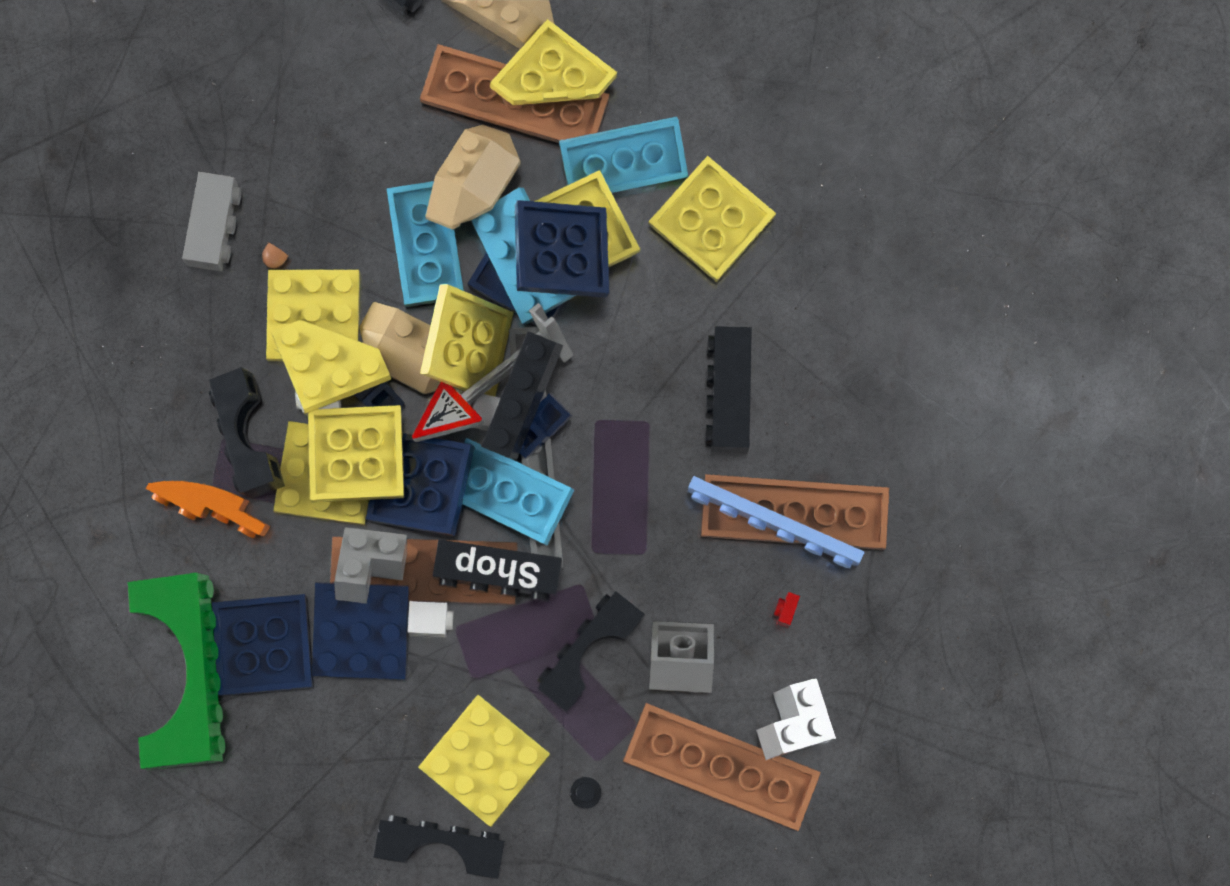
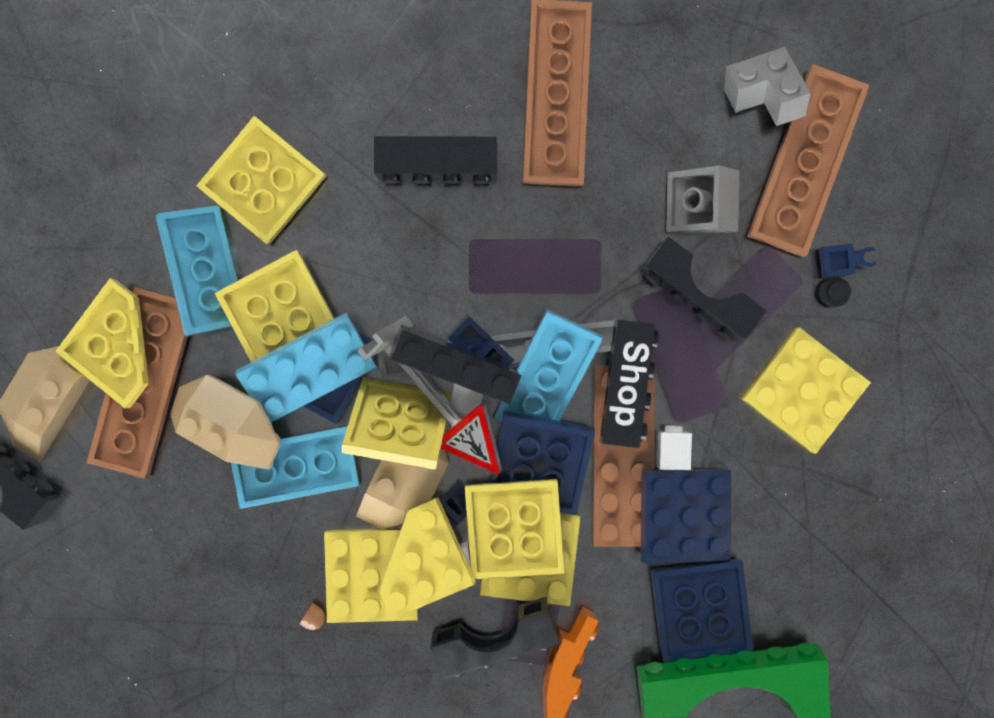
camera: 90 degrees left, 10 degrees up
(211, 221) = (278, 682): light grey brick -> none
(366, 556) = (620, 518): light grey brick -> none
(399, 841) = (895, 394): black arch -> none
(561, 249) = (300, 328): dark blue plate -> none
(618, 798) = (841, 260): none -> dark blue plate
(786, 528) = (579, 97): light blue plate -> none
(786, 608) = (654, 99): red plate -> none

